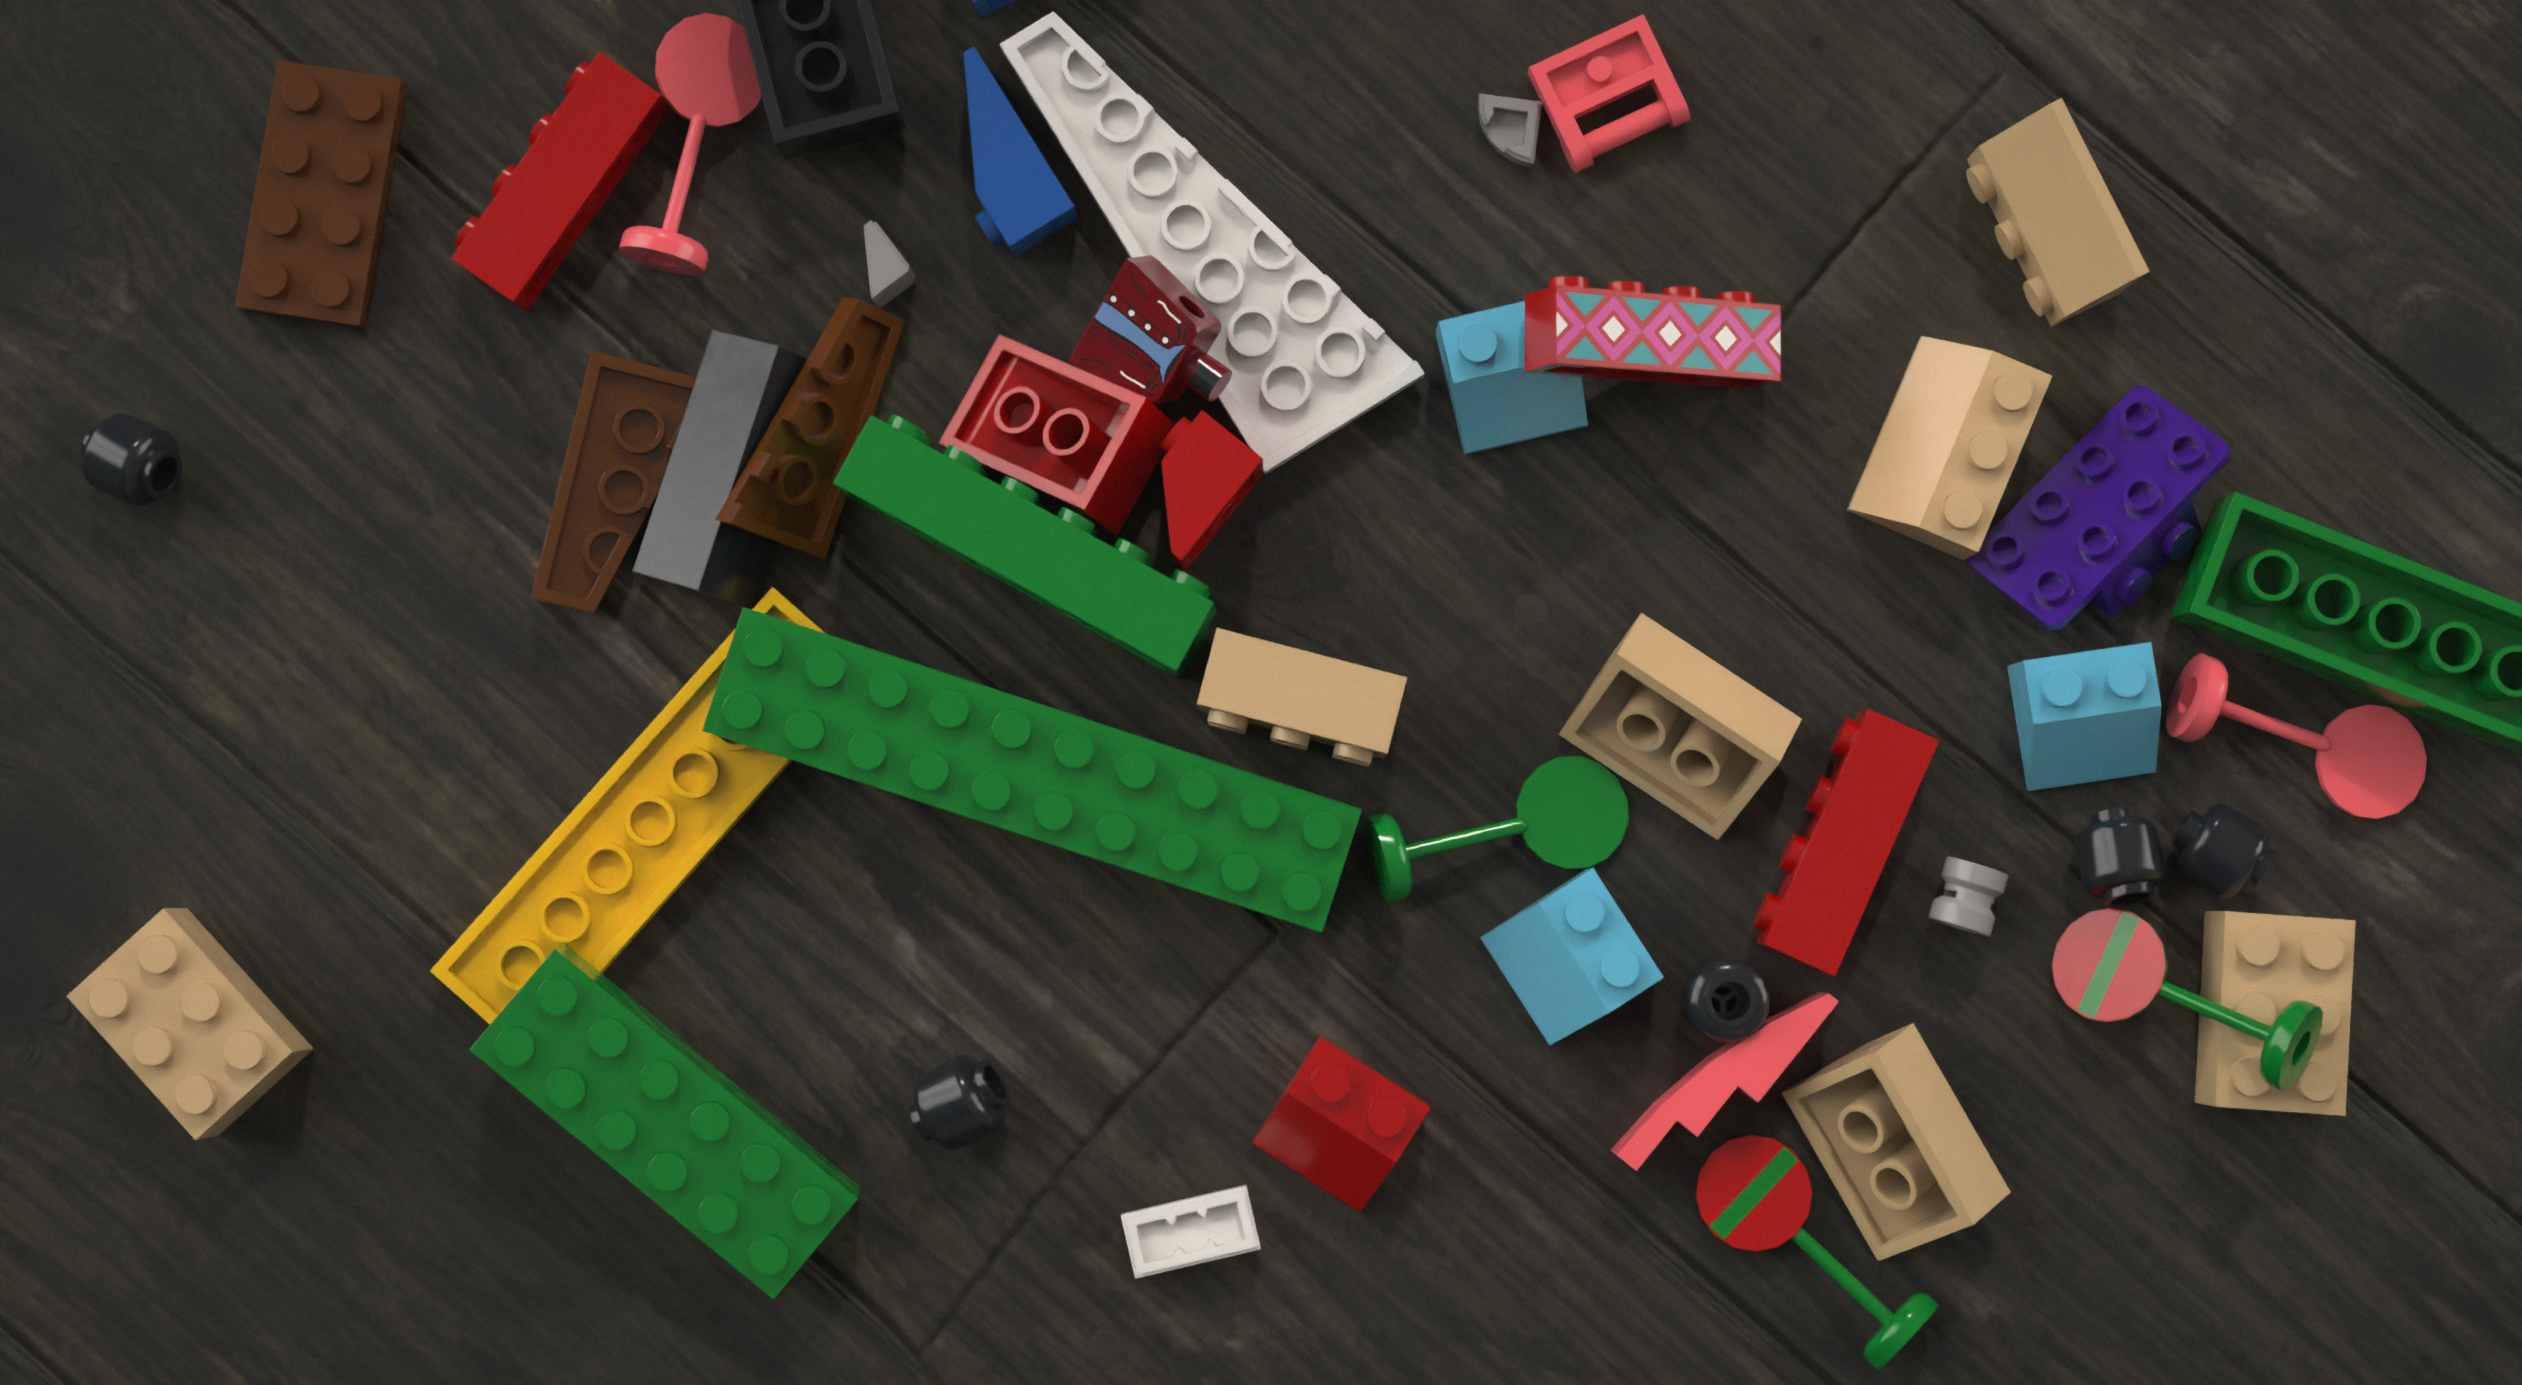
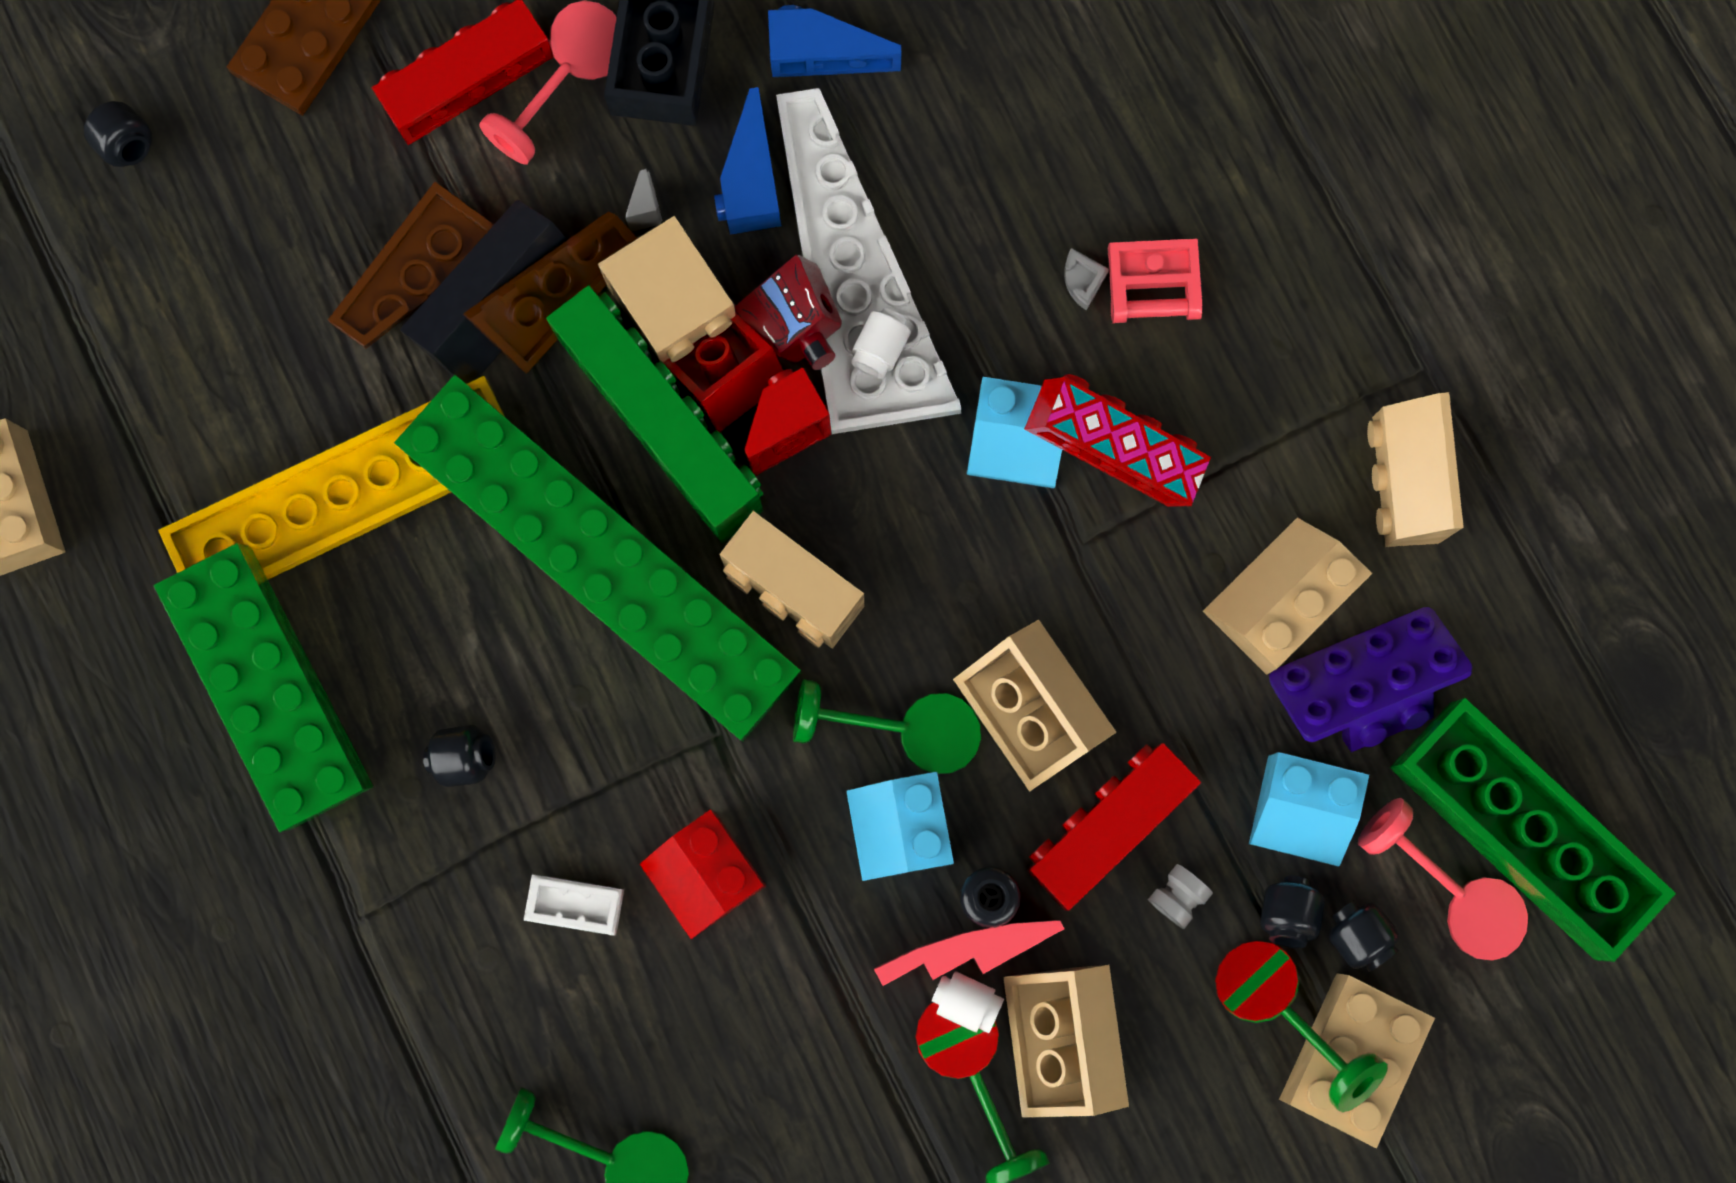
camera: 20 degrees right, 5 degrees down
(975, 377) = (667, 291): none -> tan slope
(1284, 330) = (880, 342): none -> white brick
(1751, 1146) = (967, 1002): none -> white brick

